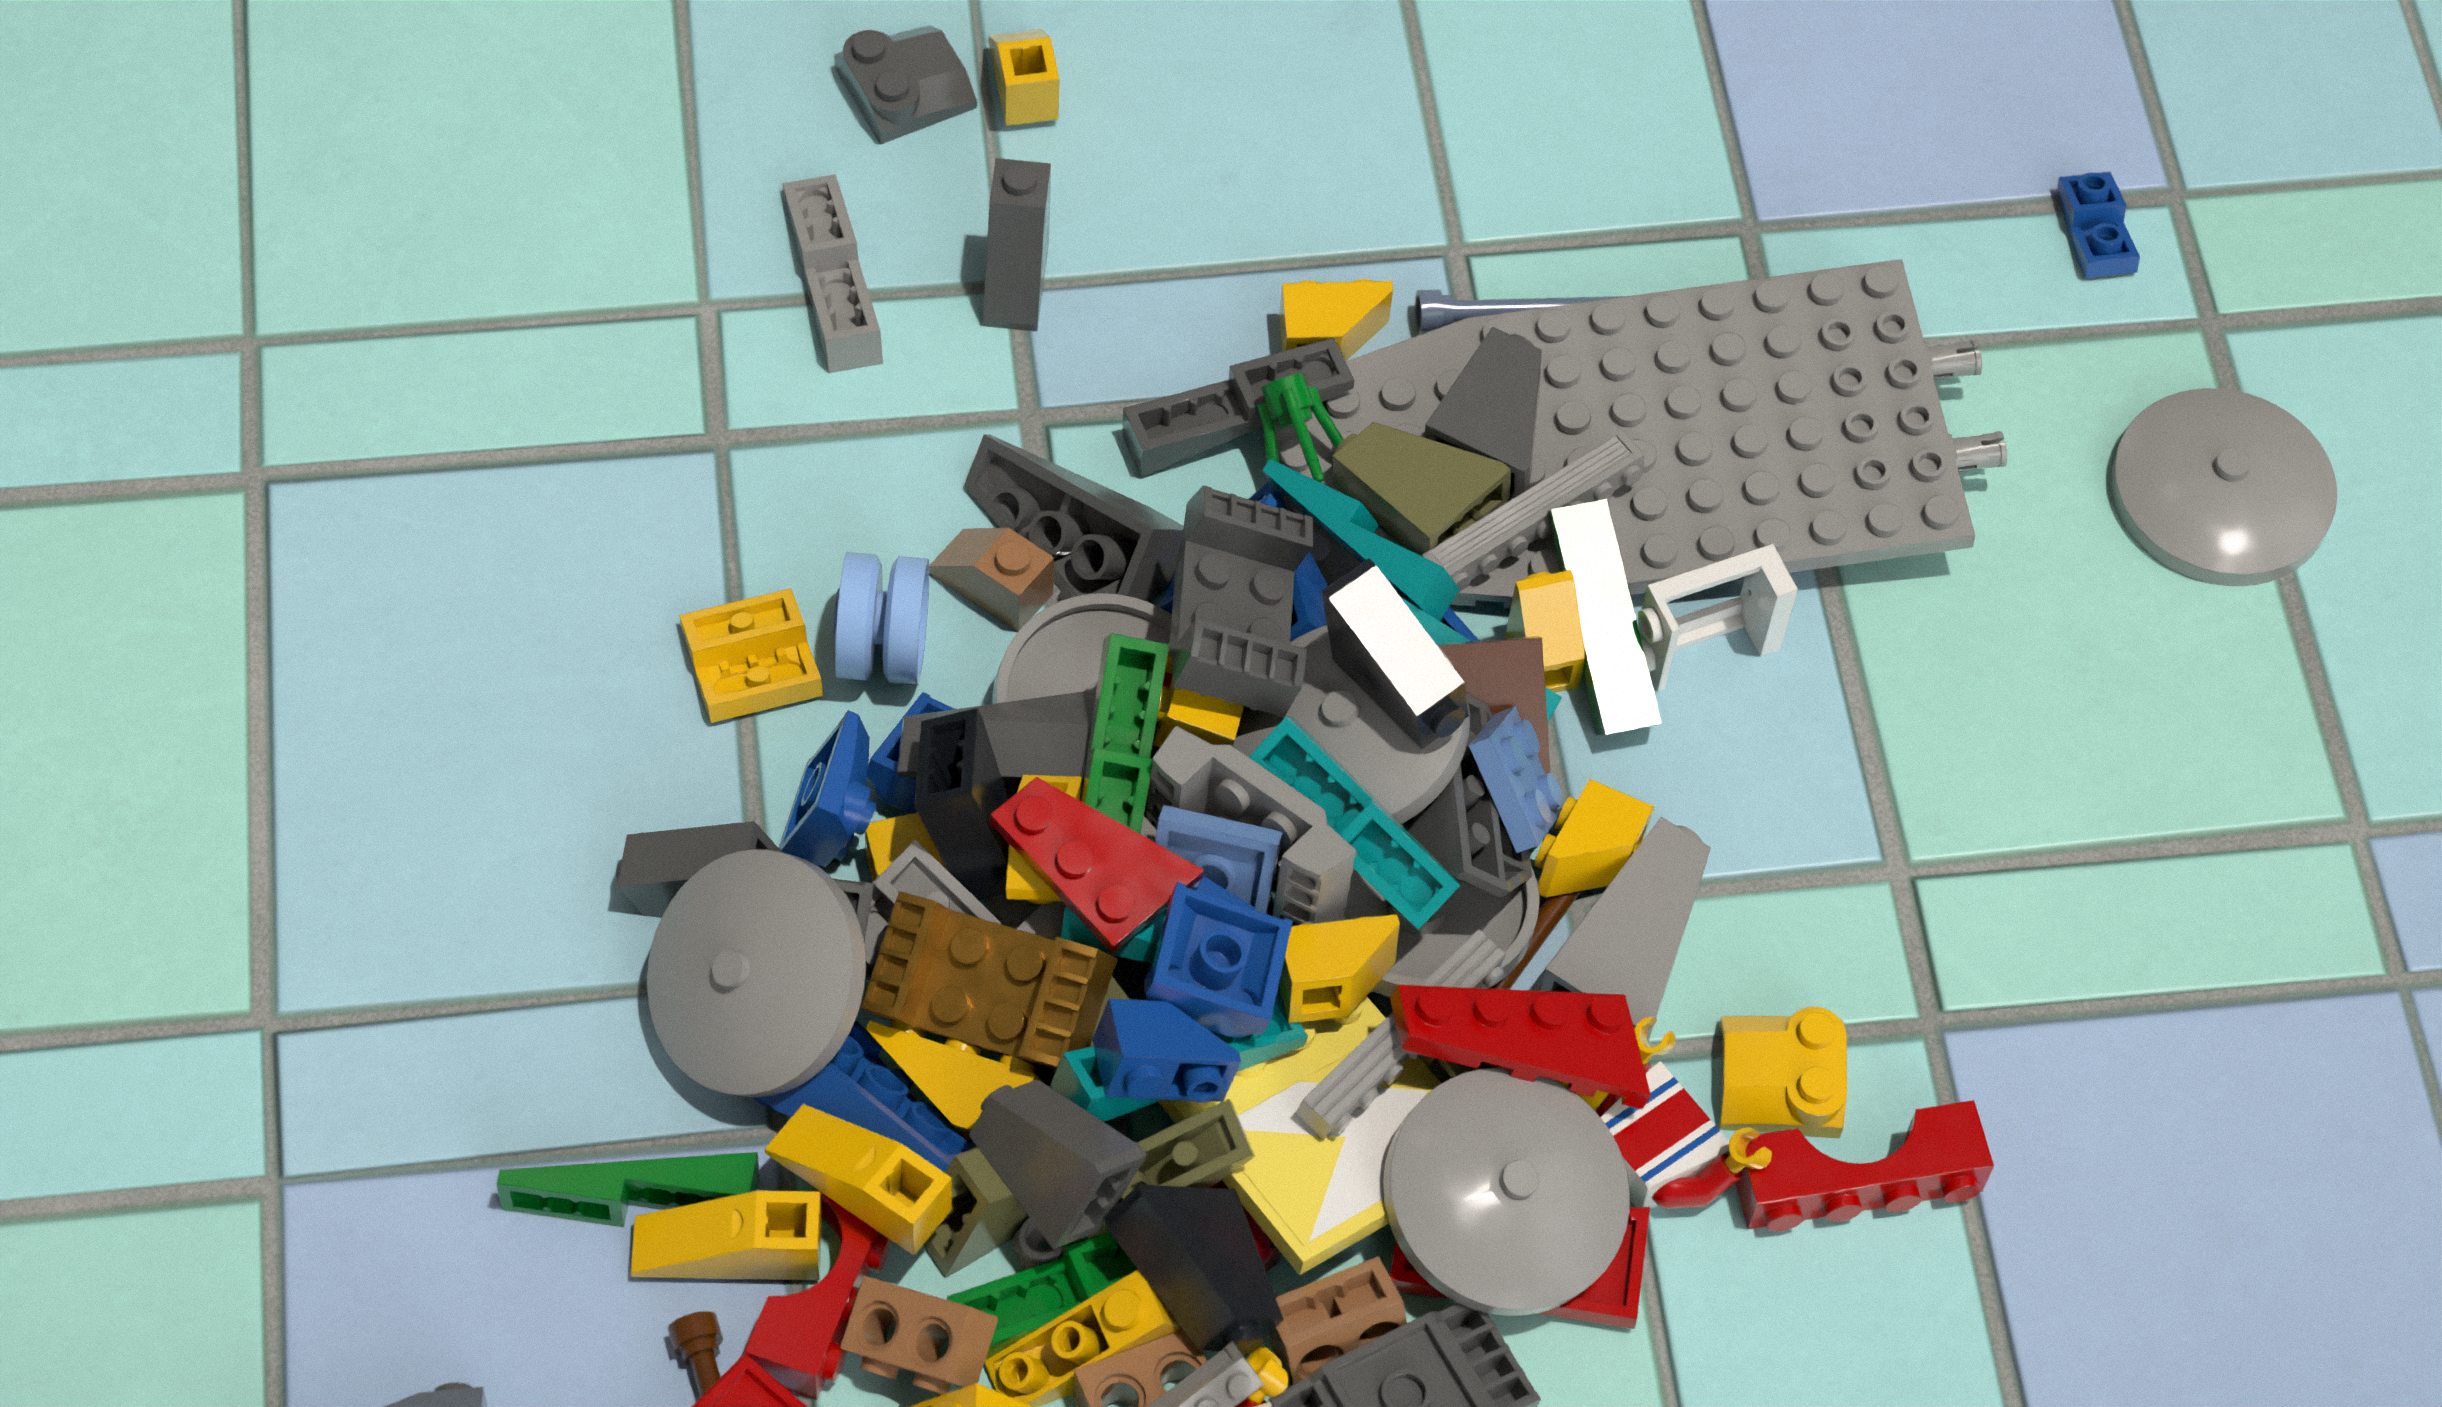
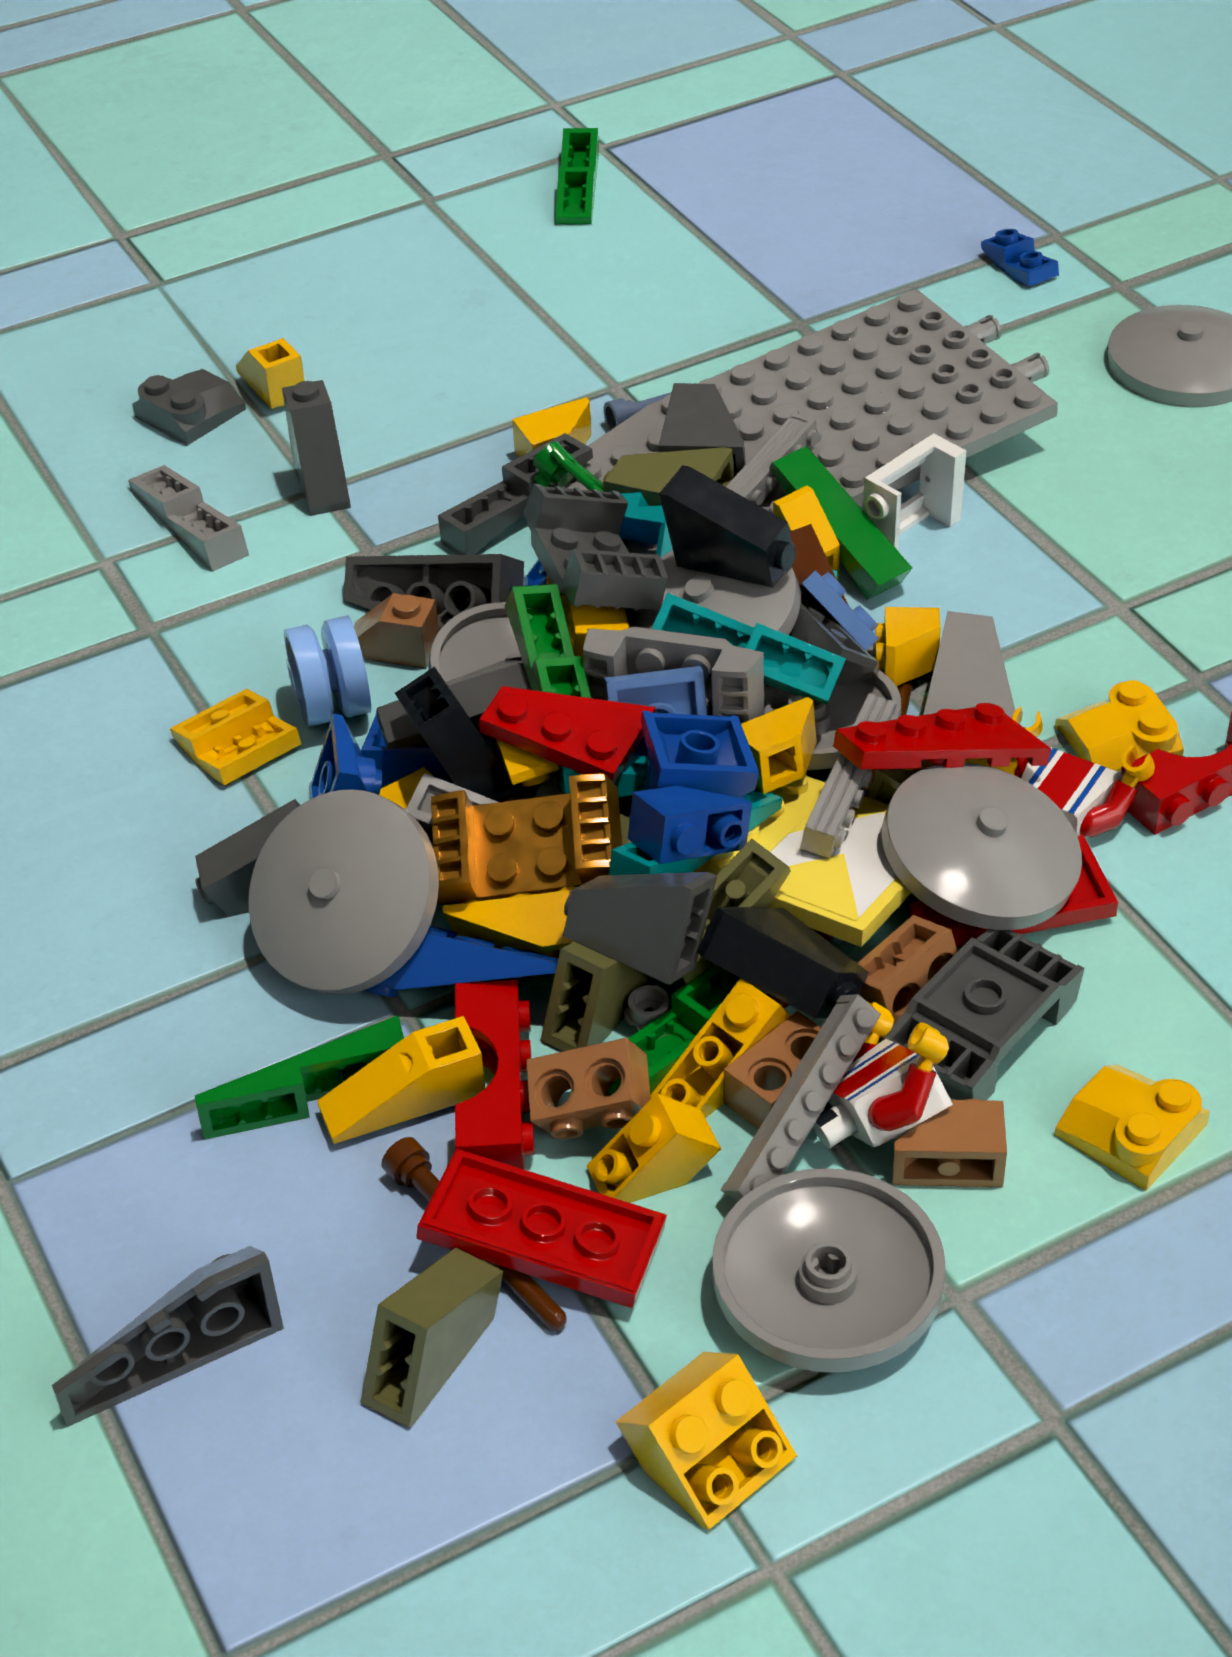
camera: 15 degrees left, 15 degrees down
(866, 1175) = (498, 987): yellow slope -> none

